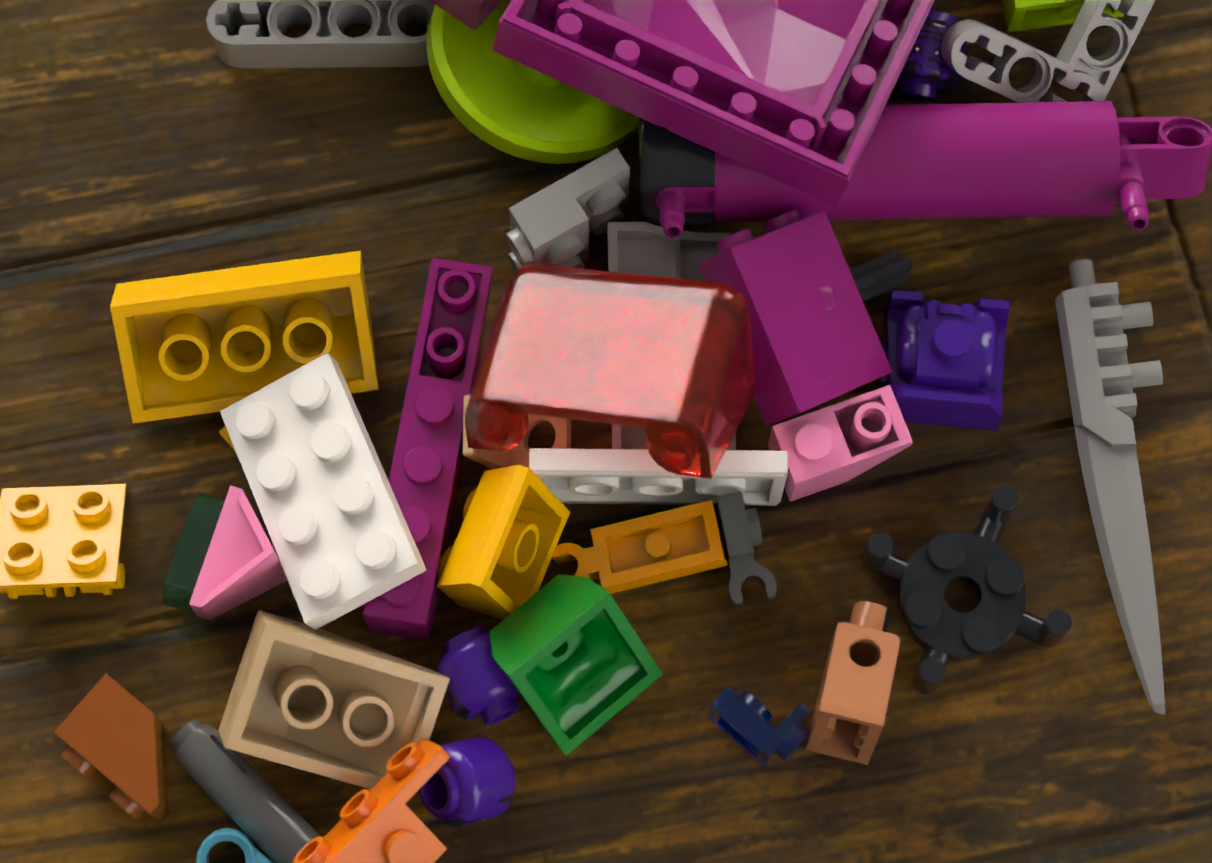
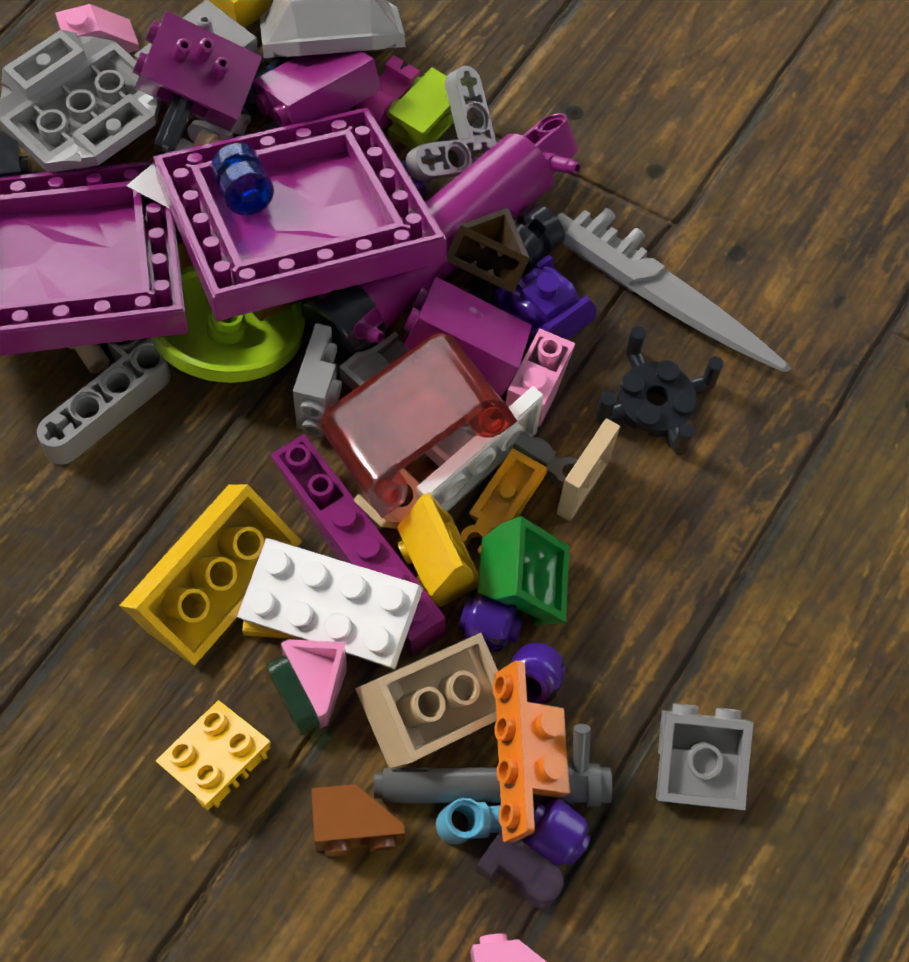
camera: 50 degrees left, 10 degrees down
(748, 724) = (630, 533): clear blue bracket -> none
(767, 607) = (587, 469): none -> tan tile
(855, 686) = (660, 472): nougat torso -> none
(929, 233) = (490, 249): none -> dark brown slope
(990, 259) = (539, 232): none -> black wheel

